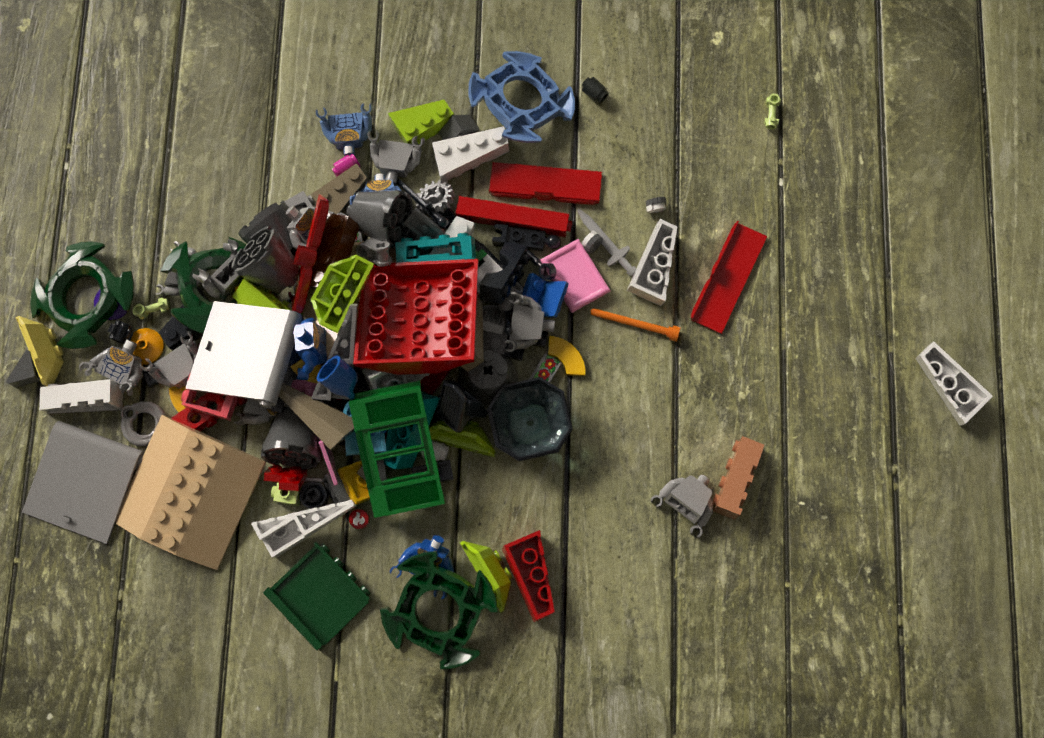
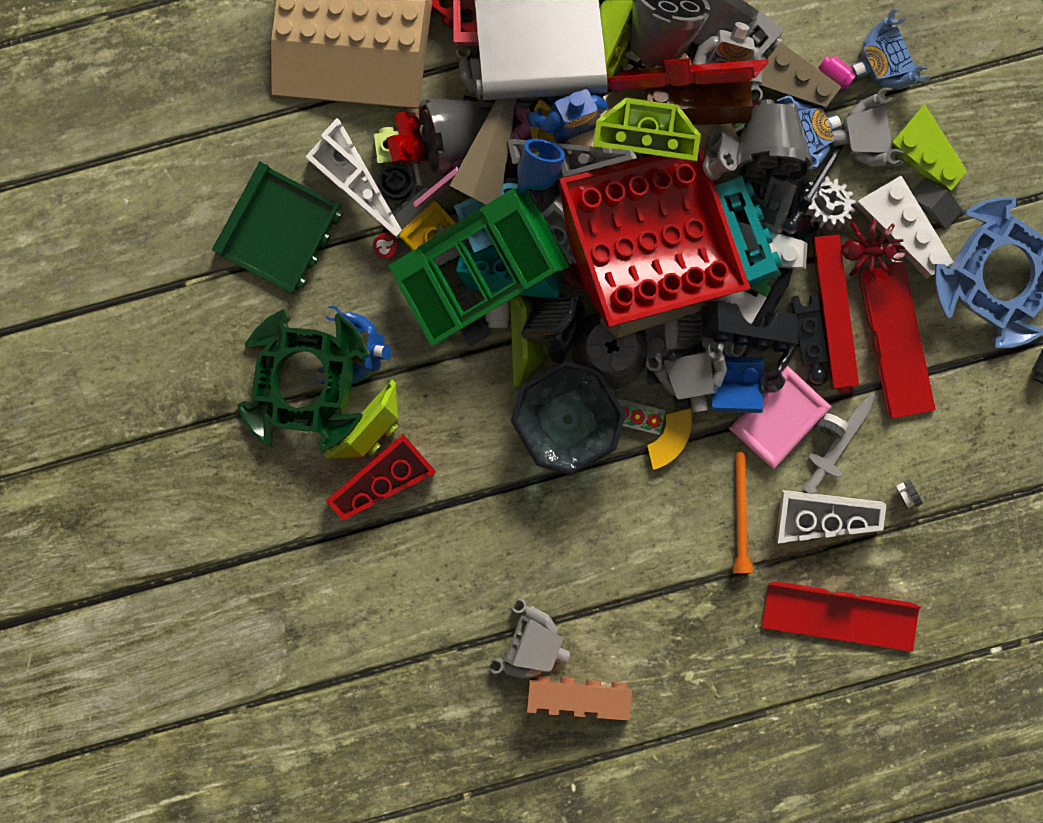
camera: 70 degrees right, 10 degrees up
(477, 179) = (869, 249): none -> dark red animal

